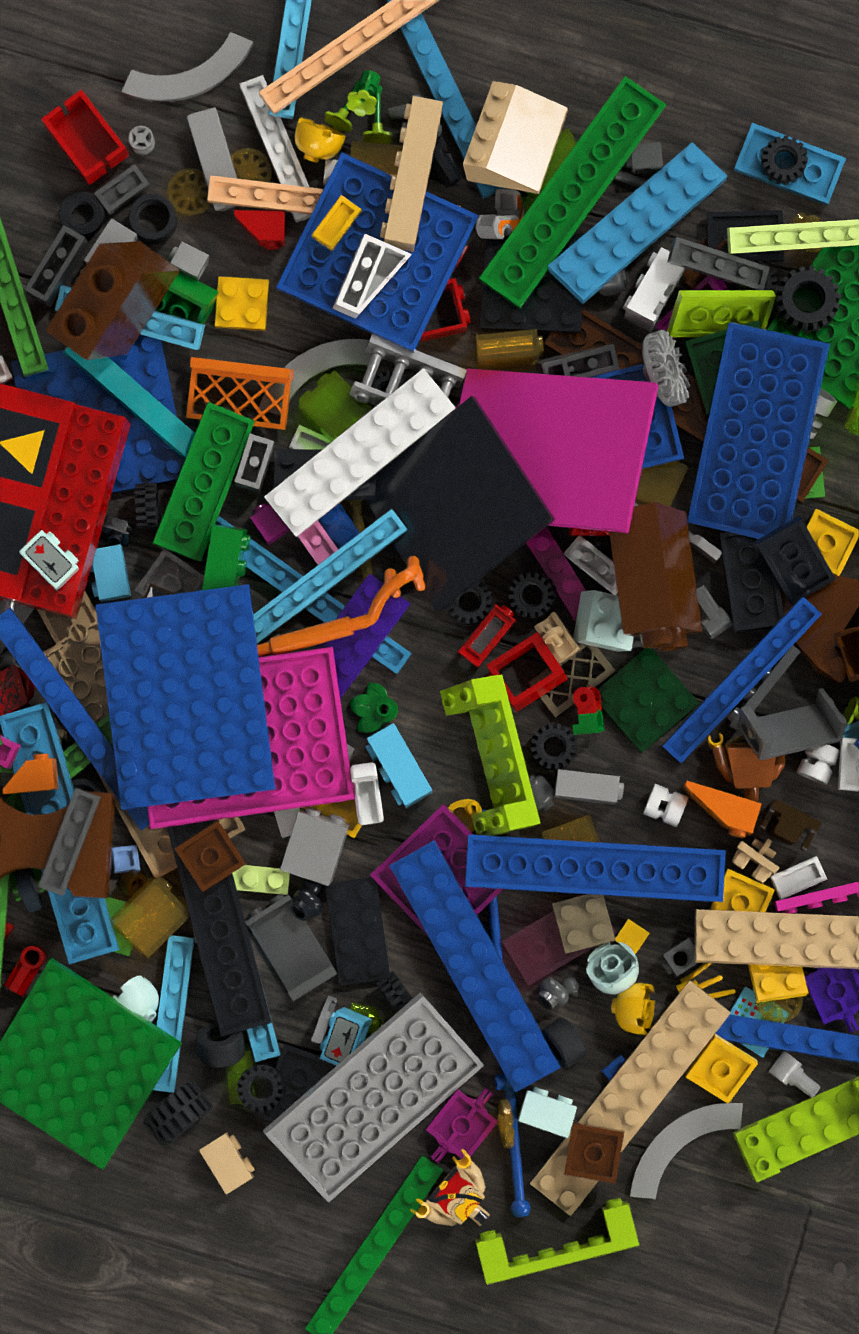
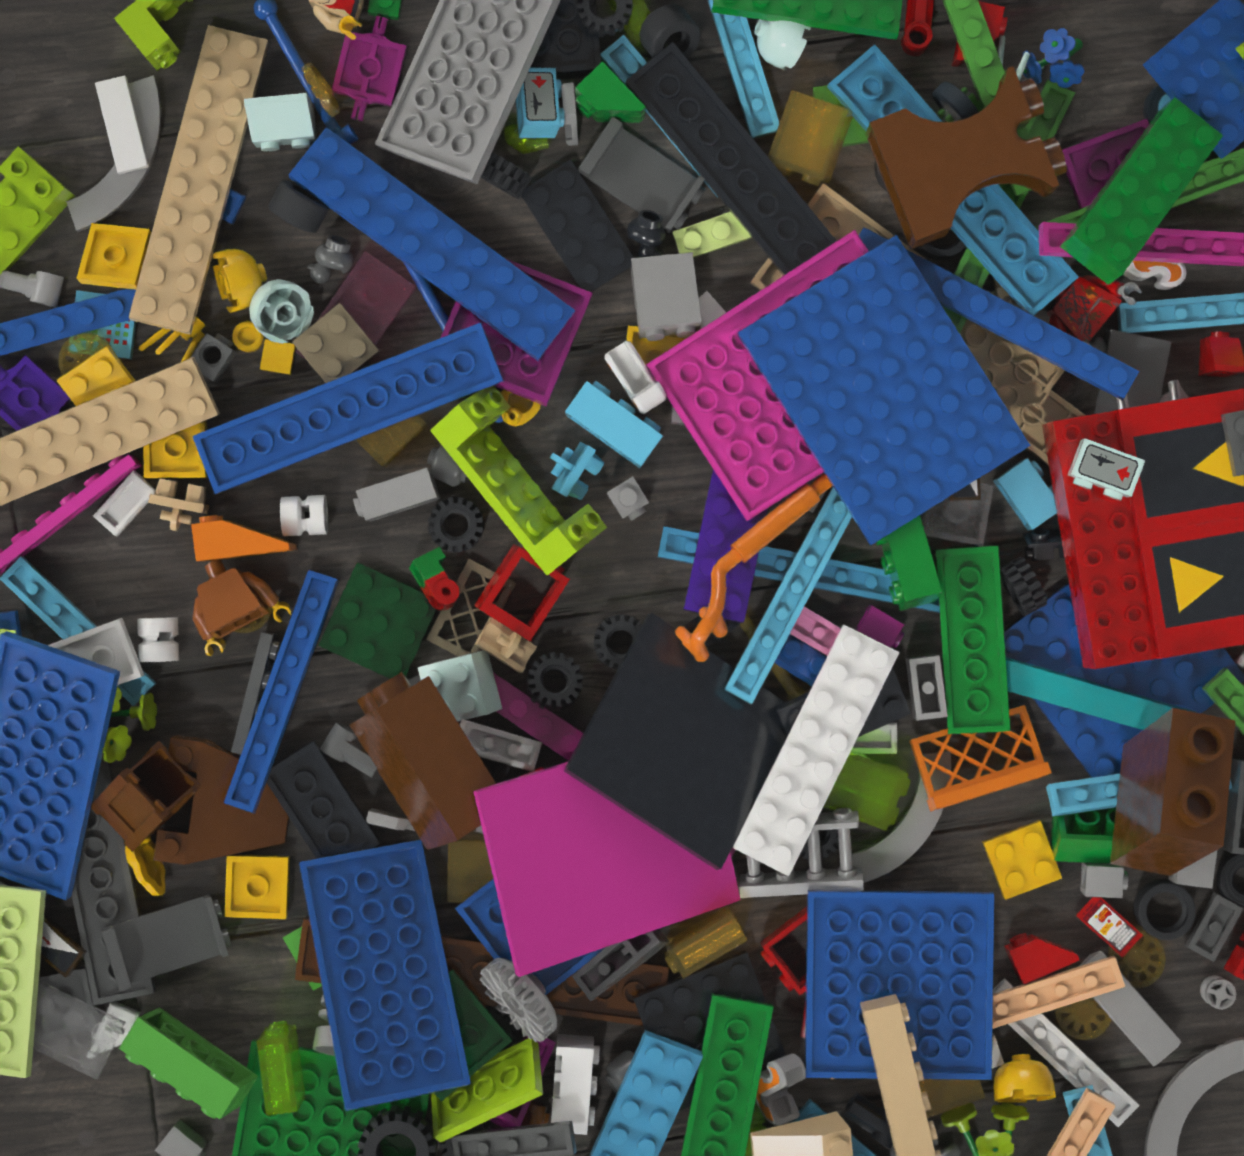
camera: 155 degrees right, 5 degrees up
(34, 776) = (1008, 227): orange slope -> none
(69, 842) = (938, 163): dark grey plate -> none
(125, 858) = (865, 191): light blue tile -> none
(132, 882) = (847, 168): dark brown tile -> none
(199, 225) = (1109, 925): none -> tile
(210, 856) = (774, 229): reddish brown plate -> none
(291, 1017) = (606, 97): none -> green slope
(336, 223) = (960, 996): yellow tile -> none
(368, 273) = (899, 954): white wedge -> none
(369, 708) = (676, 477): green plate -> none
(414, 706) = (628, 499): none -> light grey brick
(445, 750) = (570, 467): none -> medium azure hips
(487, 635) = (583, 613): red window -> none
(594, 1152) = (210, 99): reddish brown plate -> none
(648, 962) = (247, 337): none -> yellow tile
(671, 1167) = (121, 124): none -> white tile
(789, 824) = (157, 554): dark brown panel -> none
(792, 729) = (200, 662): dark grey panel -> none
(795, 560) = (280, 850): black plate -> none

